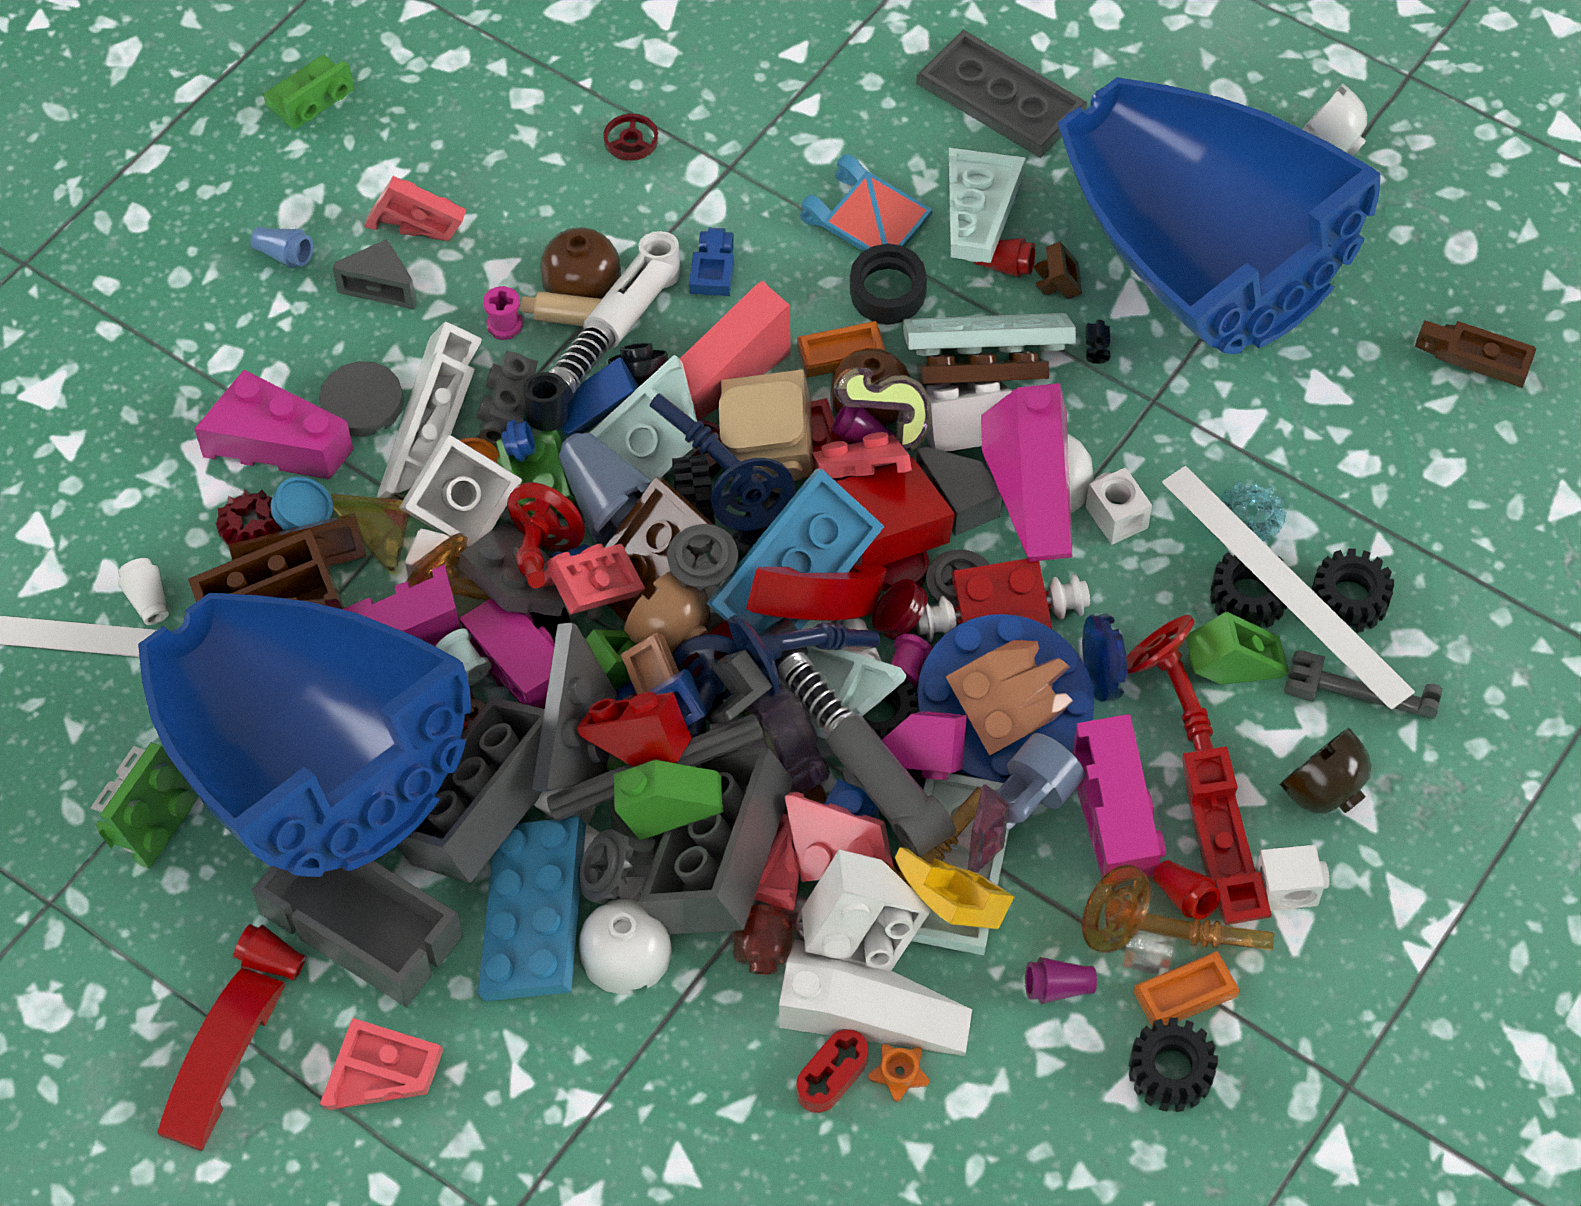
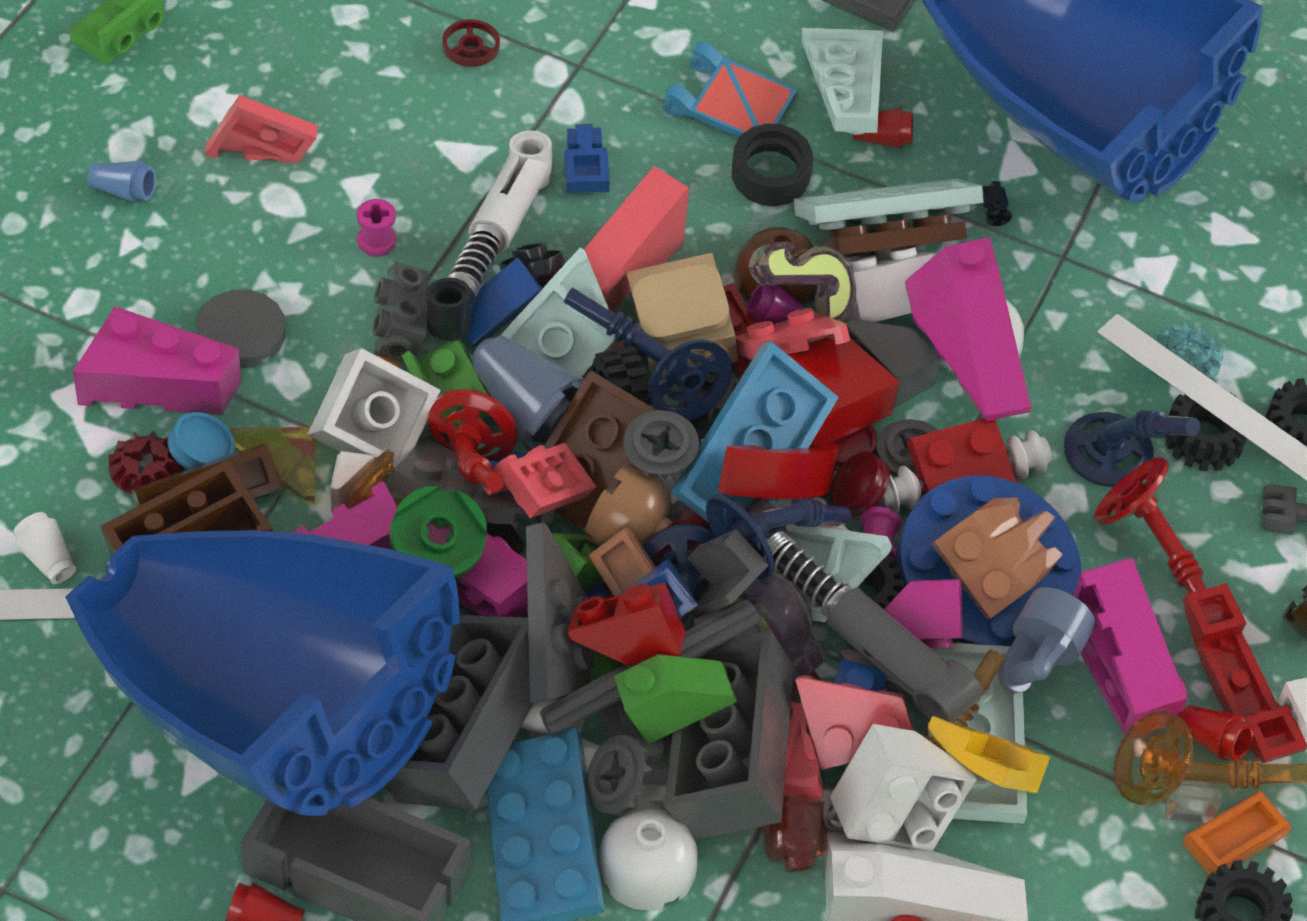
camera: 15 degrees left, 5 degrees down
(144, 804) = (98, 767): bright green piece -> none
(375, 276) = (233, 202): dark grey slope -> none
(431, 406) = (319, 329): white wedge -> none
(489, 598) = (443, 509): none -> green plate
(518, 440) = (427, 351): blue plate -> none
(559, 307) = (437, 218): tan cylinder -> none
(580, 263) = (447, 176): reddish brown cylinder -> none
(826, 349) = (729, 232): orange tile -> none
(988, 829) = (1011, 687): clear pink slope -> none
(1057, 980) = (1104, 839): magenta cone -> none
(1061, 271) = (944, 139): reddish brown tile -> none
(1104, 656) = (1084, 506): clear blue tile -> none
(1122, 519) = (1056, 360): white brick -> none
(1158, 592) = (1112, 442): none -> dark blue dish
(1235, 651) = (1207, 491): bright green slope -> none

